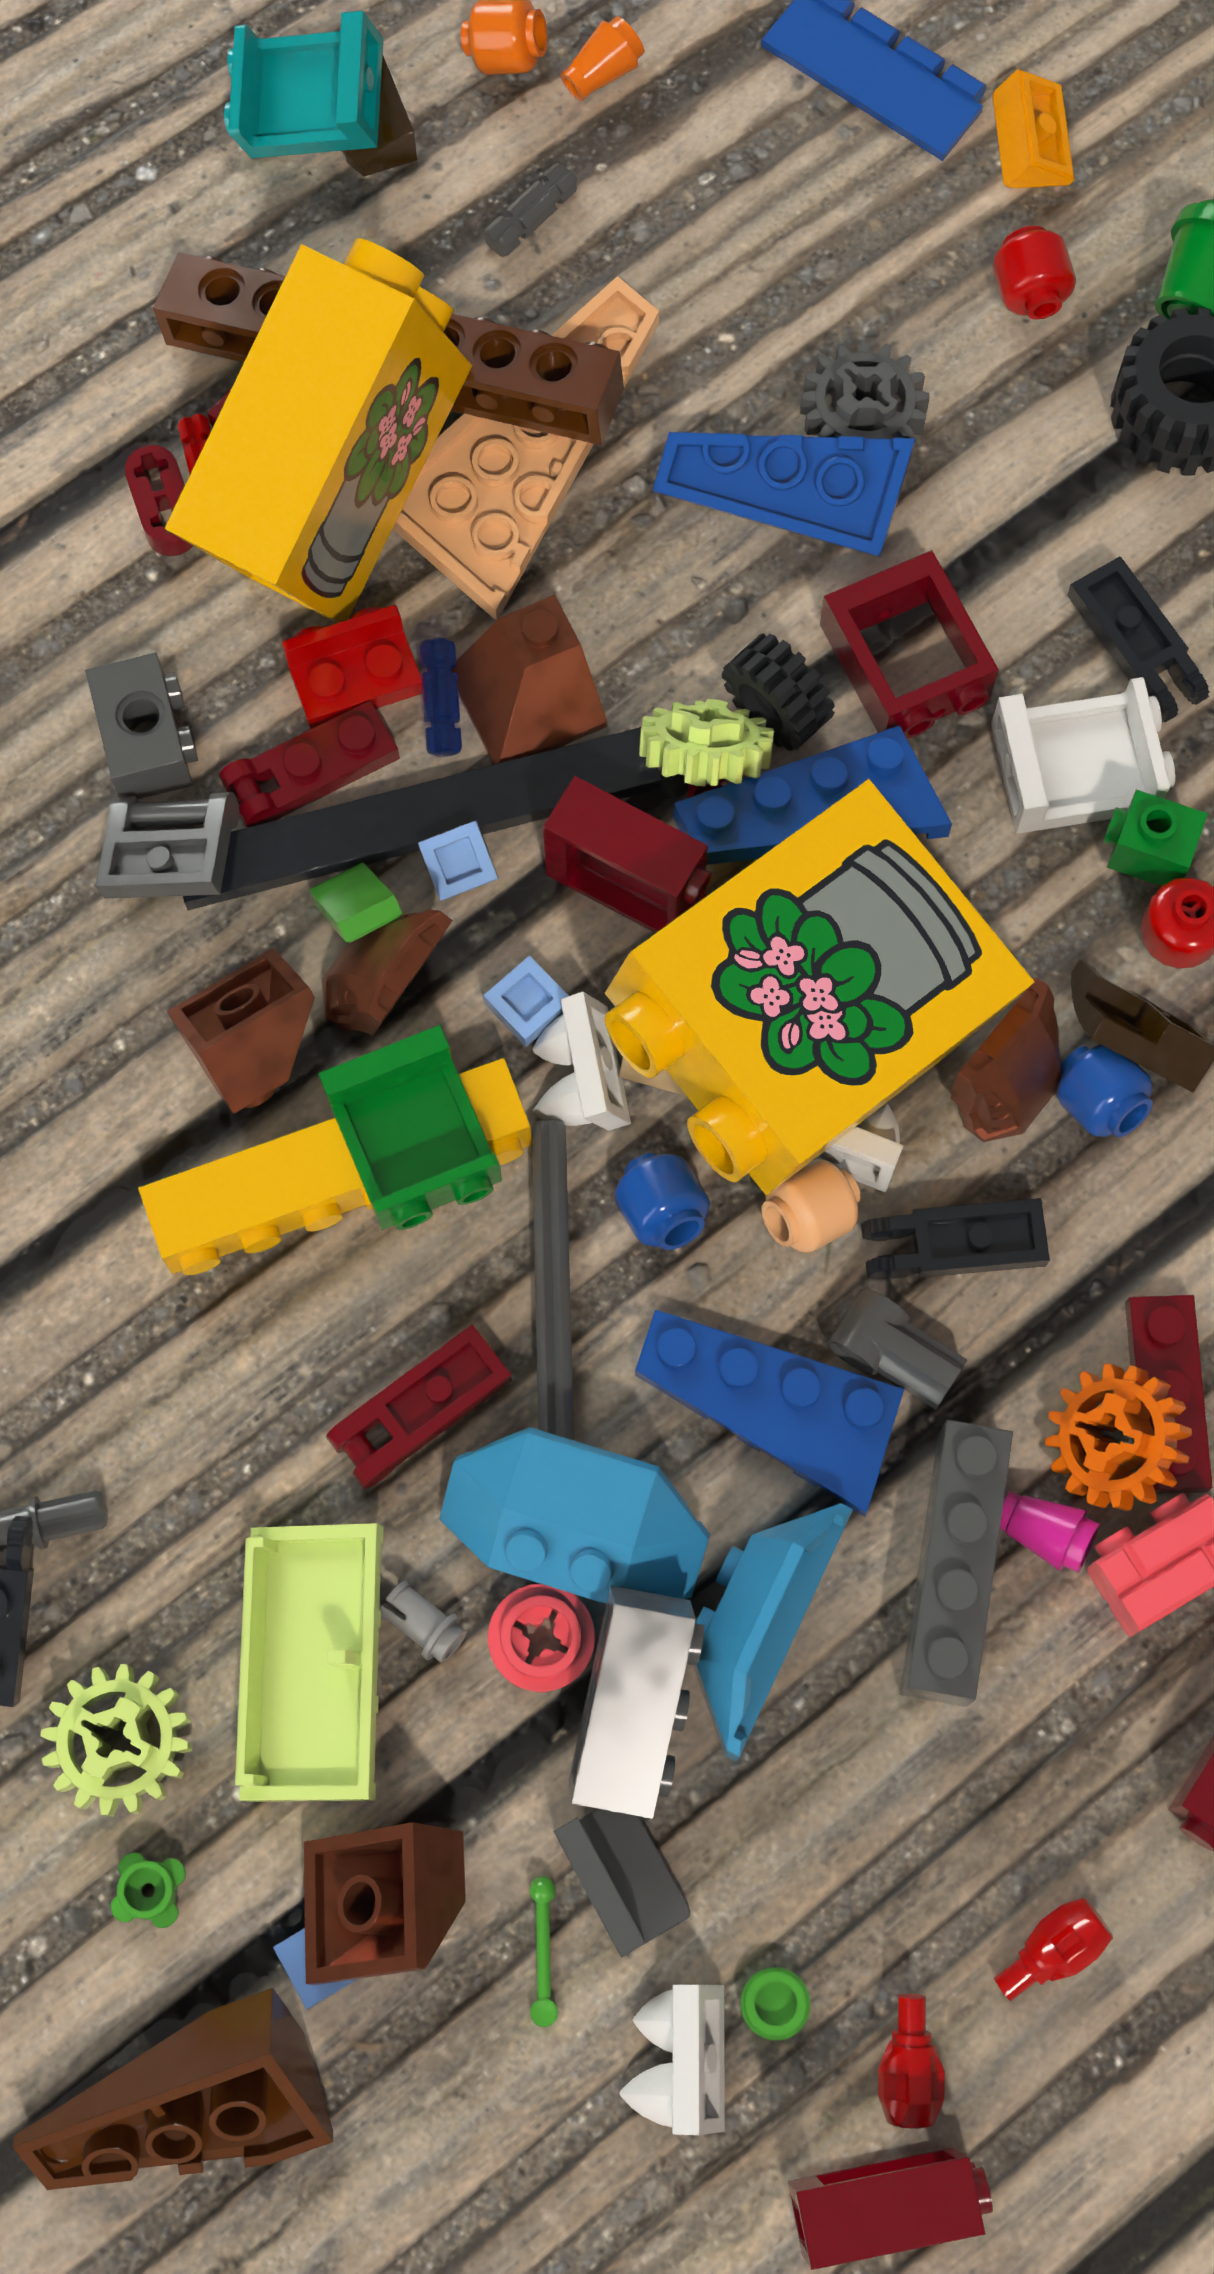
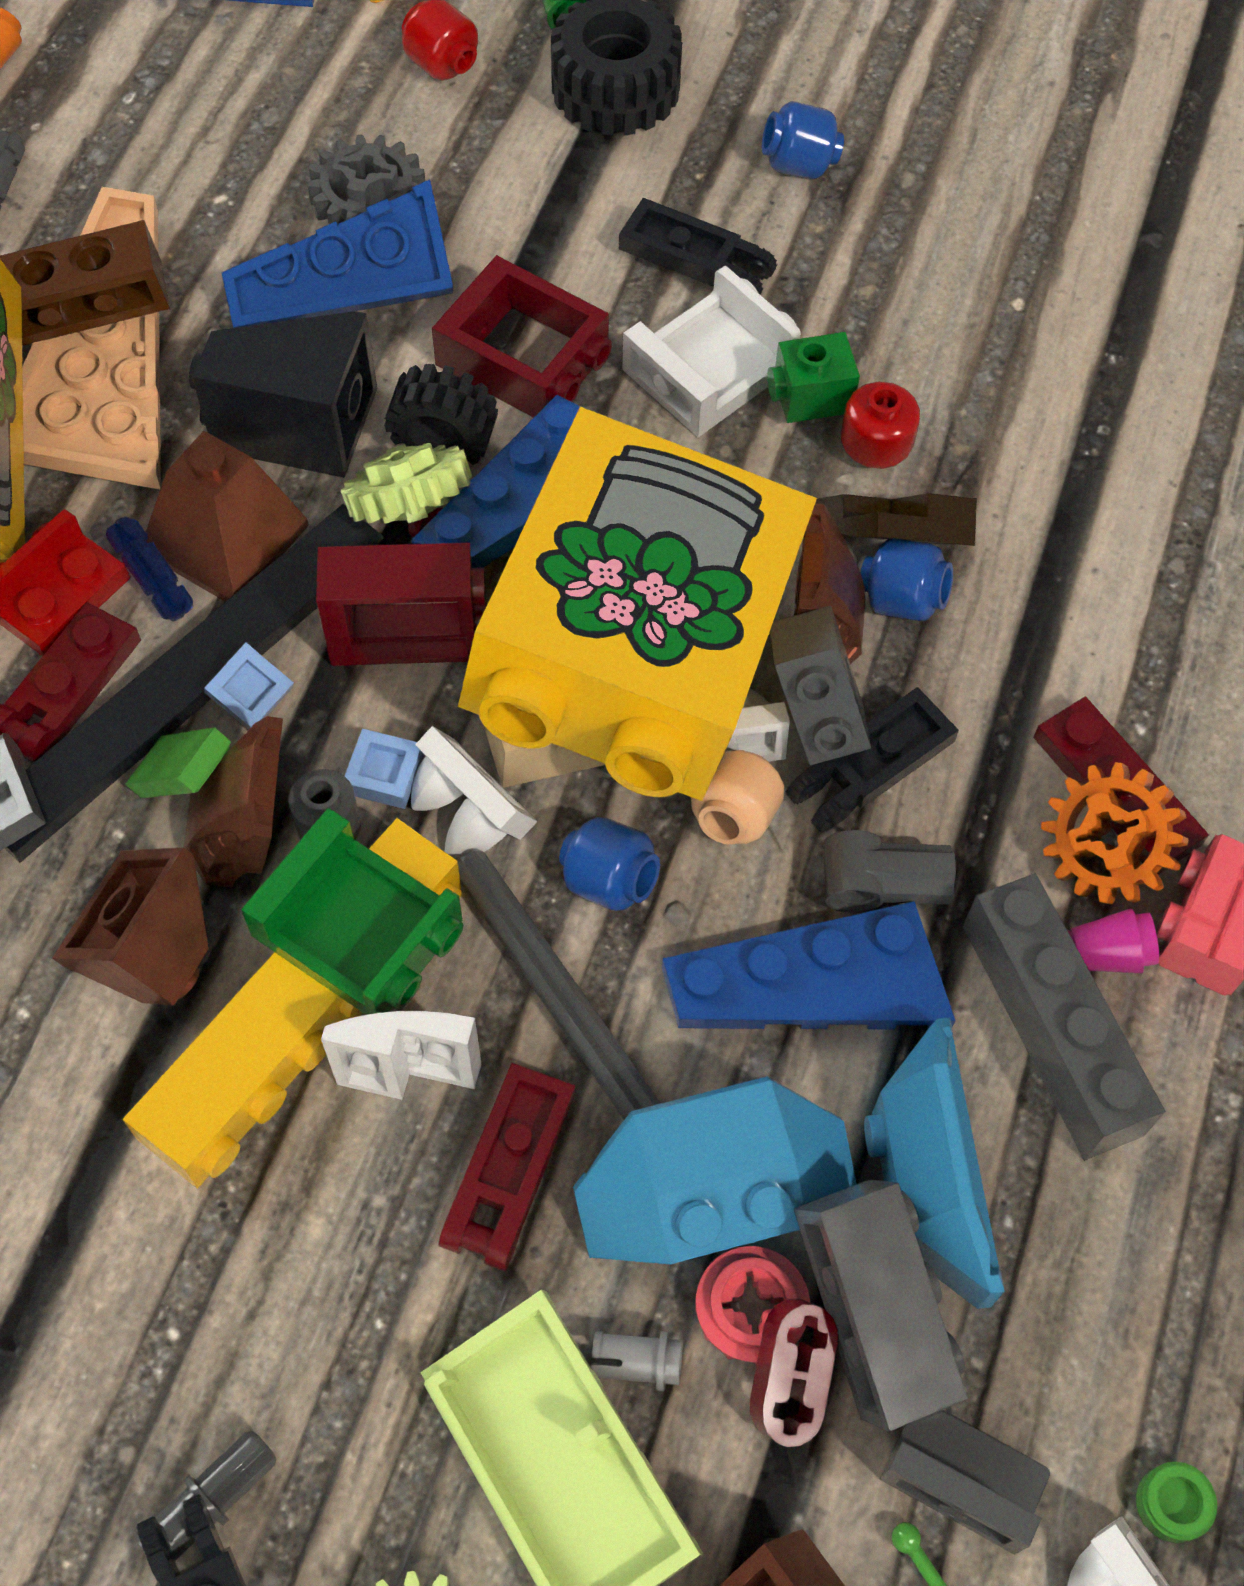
camera: 35 degrees left, 10 degrees down
(380, 1258) = (385, 1048): none -> white slope
(455, 1007) = (316, 793): none -> dark grey brick
(546, 1720) = (793, 1372): none -> beam
(657, 592) = (289, 389): none -> black slope
(939, 1150) = (819, 685): none -> dark grey brick

